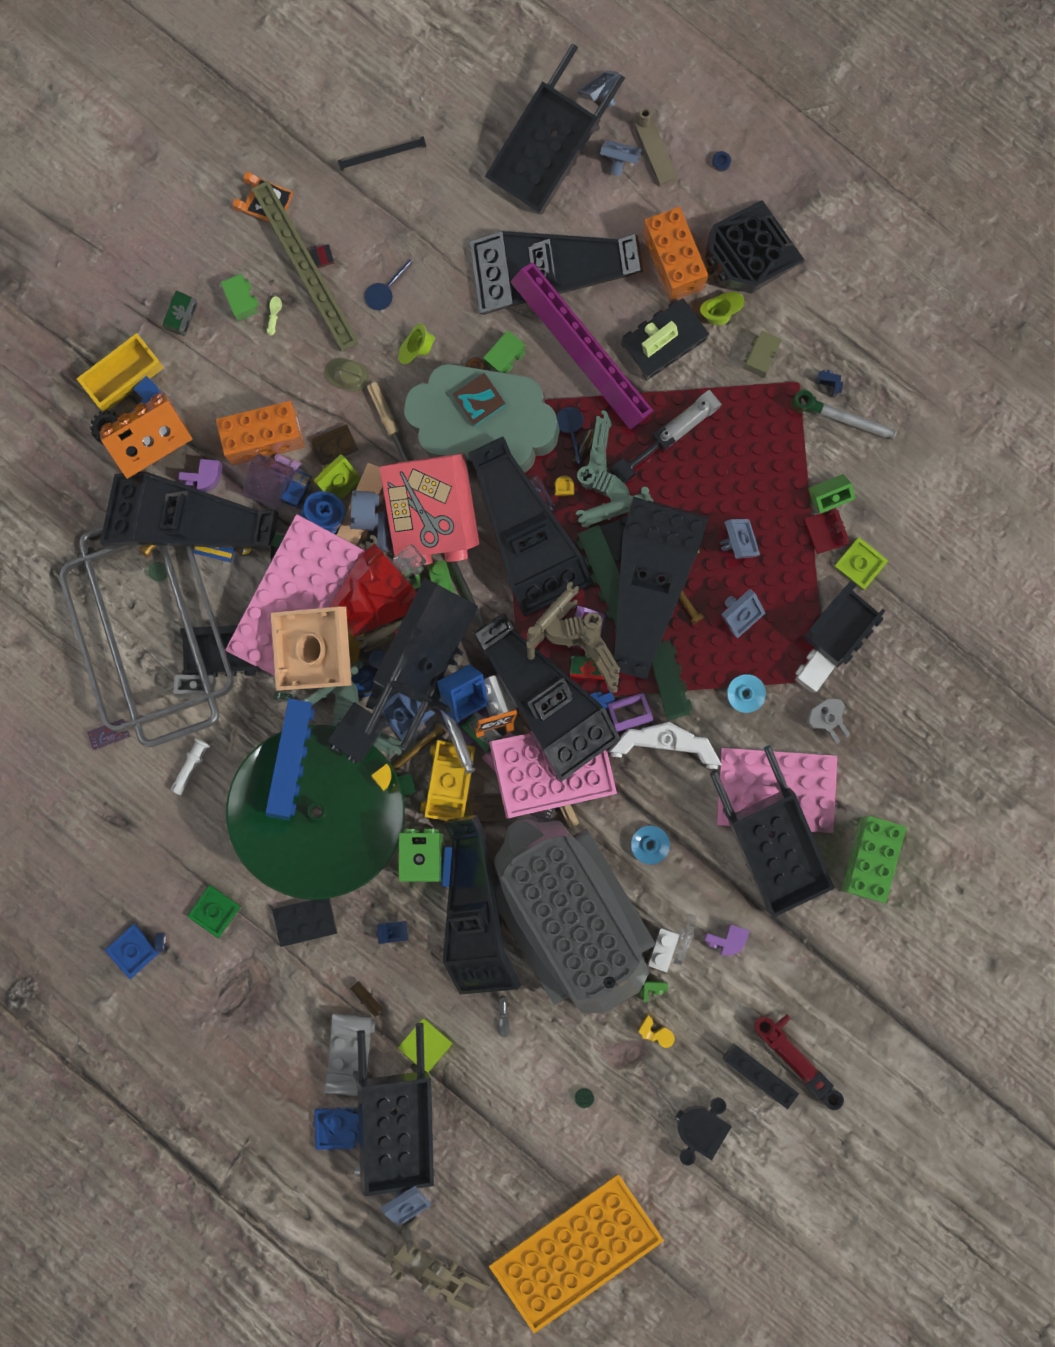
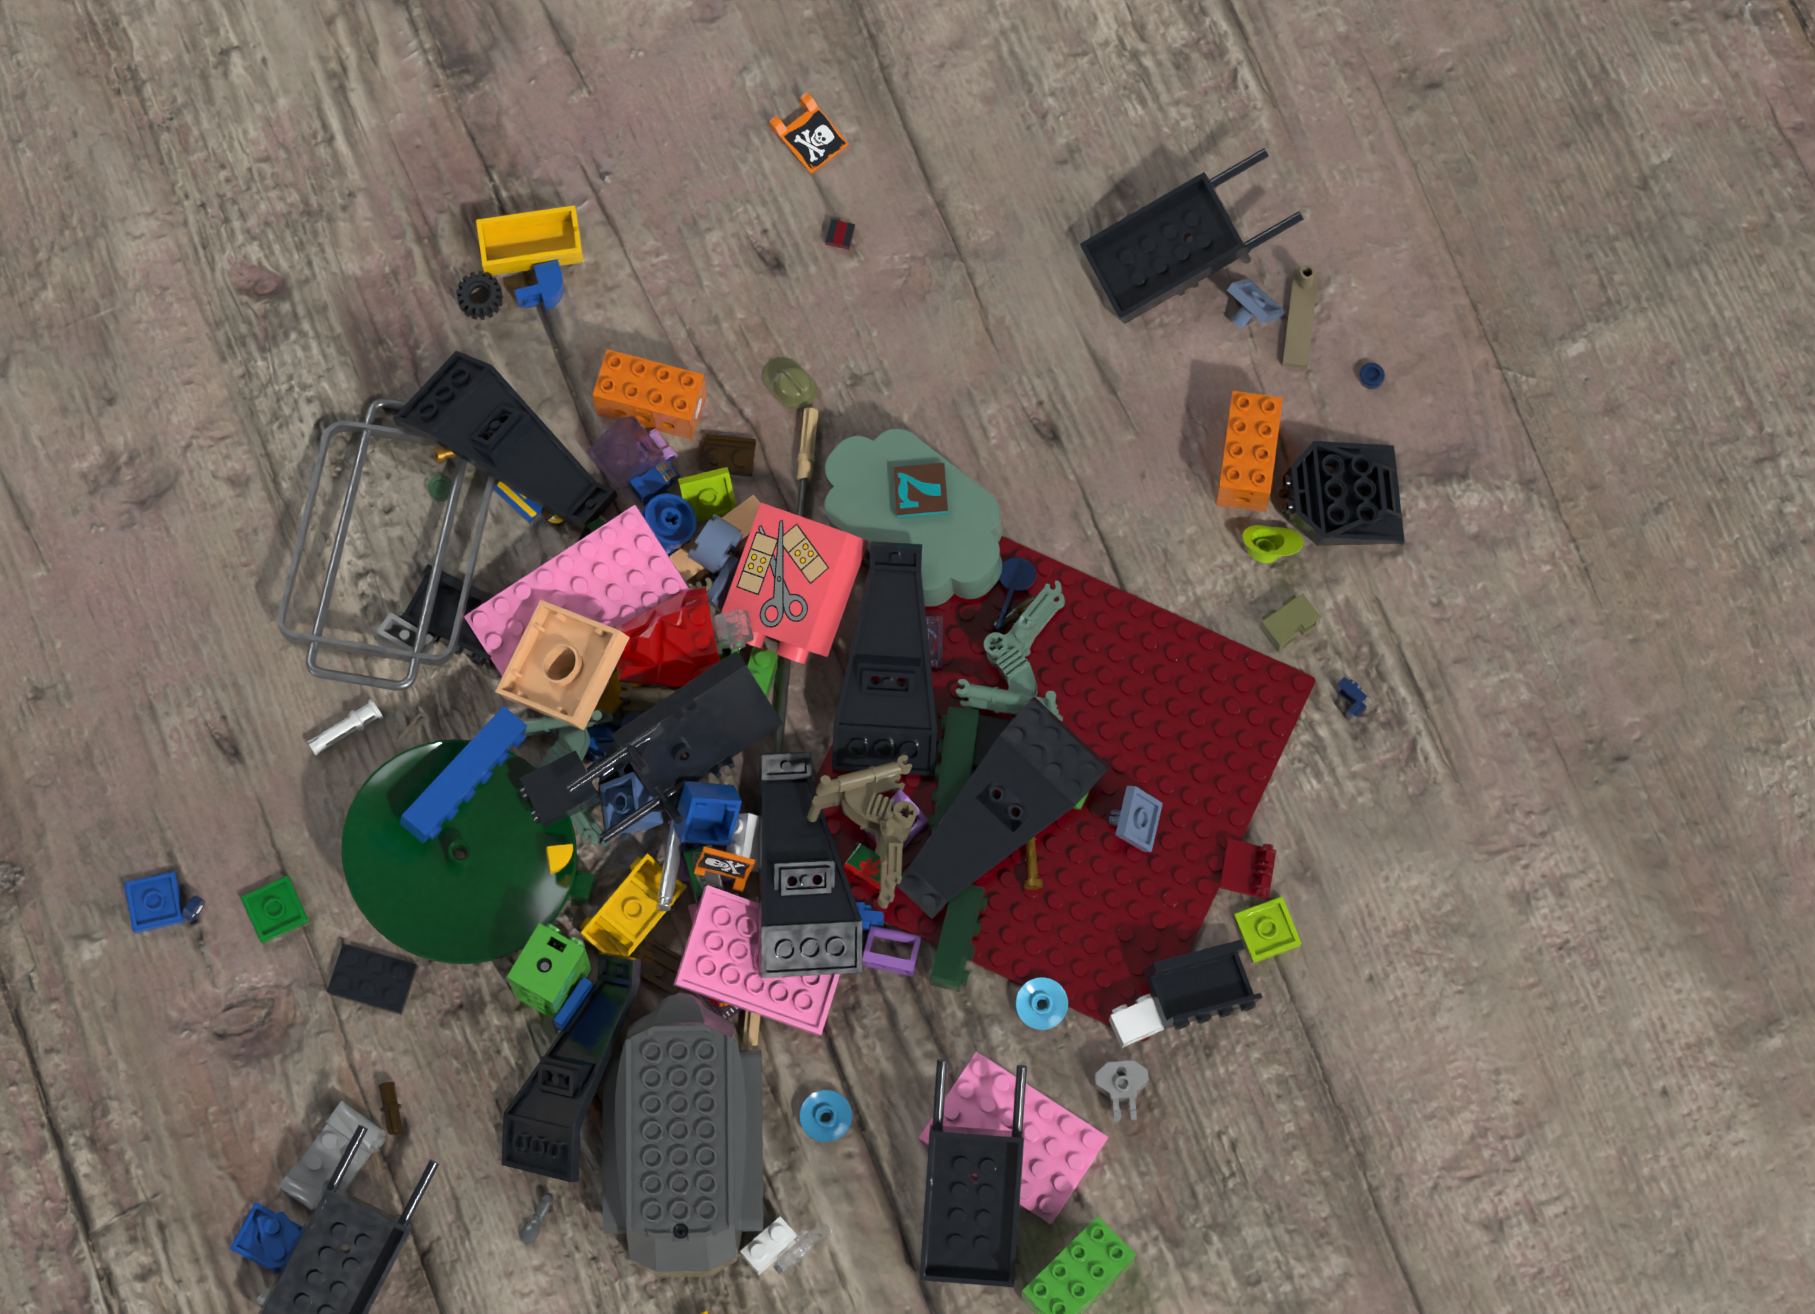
camera: 25 degrees right, 10 degrees down
(104, 736) = (270, 641): clear purple tile -> none
(145, 435) = (516, 324): orange piece -> none
(180, 313) = (637, 211): piece -> none
(208, 475) = (560, 411): medium lavender brick -> none
(239, 297) = (716, 229): bright green brick -> none
(275, 307) = (751, 262): yellowish green piece -> none
(282, 696) = (496, 704): clear green tile -> none
(305, 266) = (812, 235): olive plate -> none
(379, 295) = (880, 314): dark blue piece -> none
(382, 153) = (977, 155): black bar -> none
(392, 932) = (465, 1047): dark blue bracket -> none
(416, 344) = (890, 392): lime piece -> none
(419, 746) = (619, 853): pearl gold bar -> none
(434, 1045) = (435, 1206): lime tile -> none
(475, 363) = (946, 451): reddish brown tile -> none
(505, 353) = (986, 458): bright green brick -> none
(564, 486) = (966, 647): yellow tile -> none
(567, 260) = (1051, 364): black wing -> none
(581, 345) = (1077, 496): magenta brick -> none
(599, 87) = (1272, 214): sand blue tile -> none
(656, 987) = (735, 1285): bright green bracket -> none
(658, 338) = (1174, 535): yellowish green tile -> none
(666, 737) = (918, 1003): white helmet -> none
(668, 435) = (1119, 654): piece -> none
(690, 335) = (1184, 542): black panel -> none
(732, 943) = (853, 1285): medium lavender brick -> none
(742, 612) = (1089, 905): sand blue tile -> none
(832, 493) = (1277, 827): bright green brick -> none
(838, 414) = (1340, 742): flat silver piece -> none

